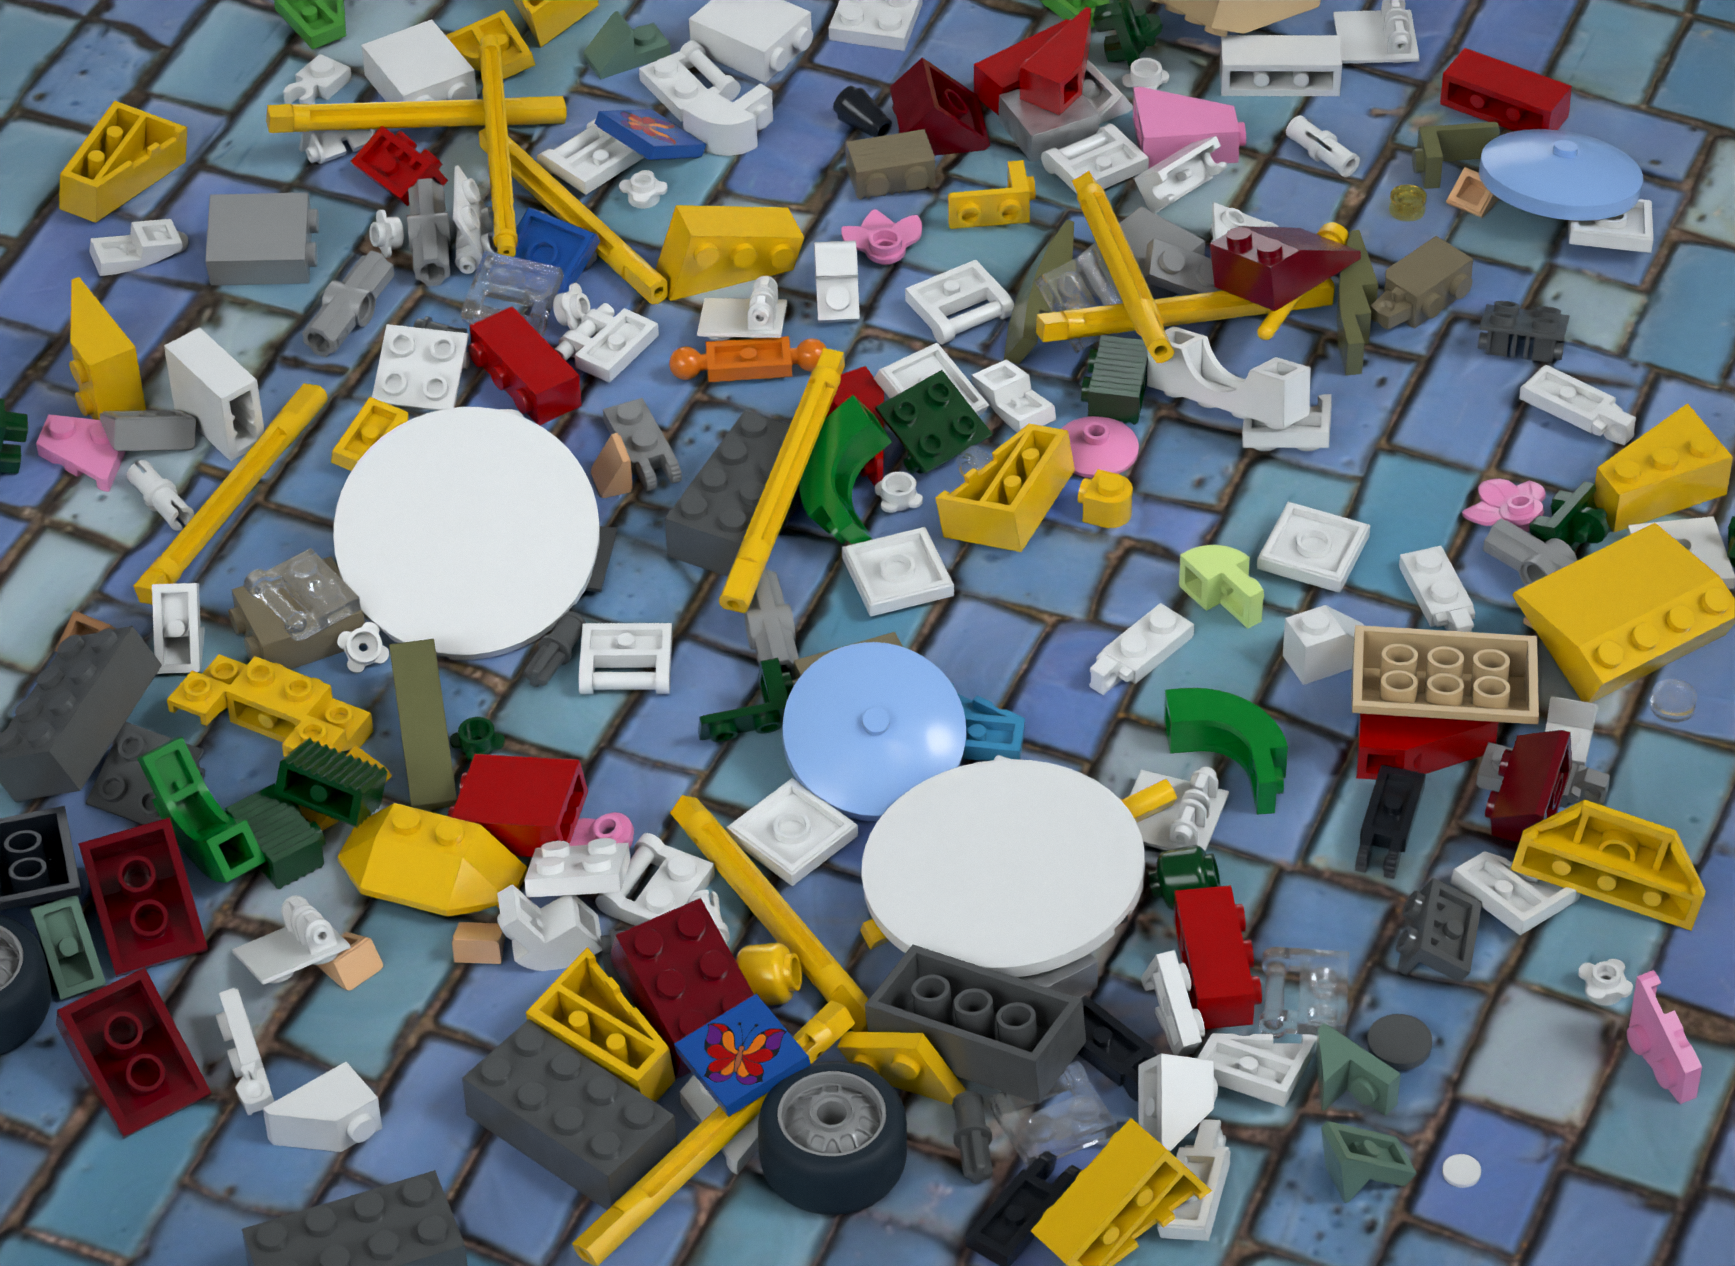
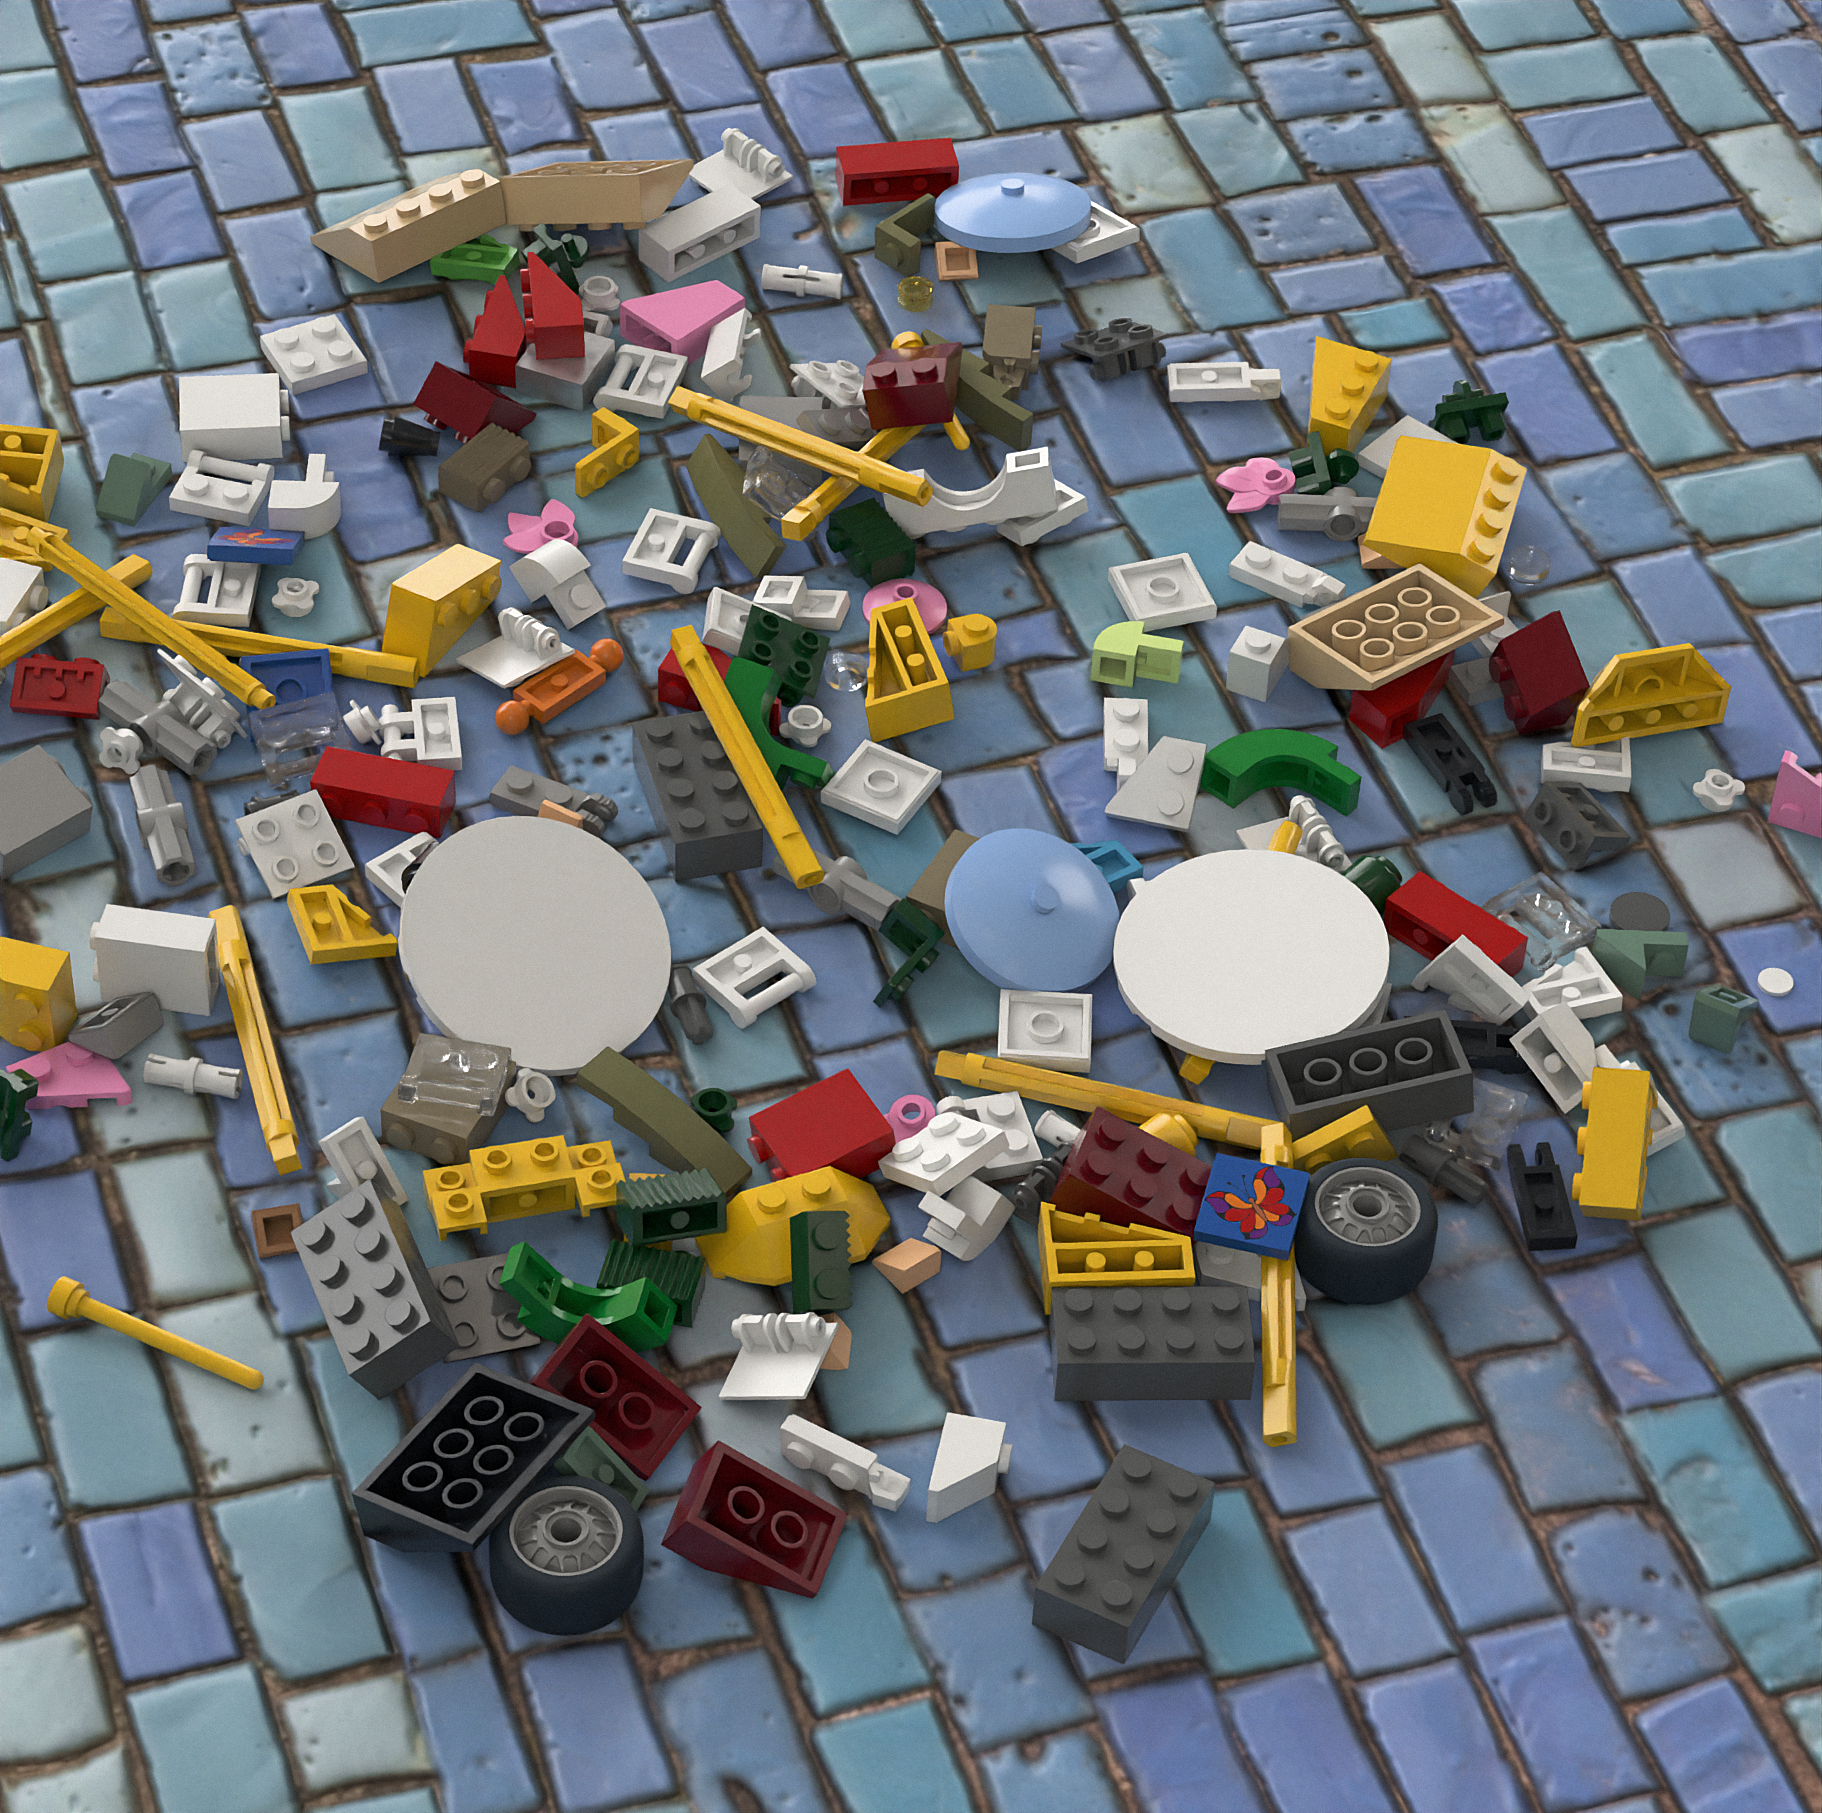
camera: 45 degrees left, 0 degrees up
(388, 892) = (820, 1262): none -> dark green brick
(1113, 697) = (1163, 786): none -> white wing

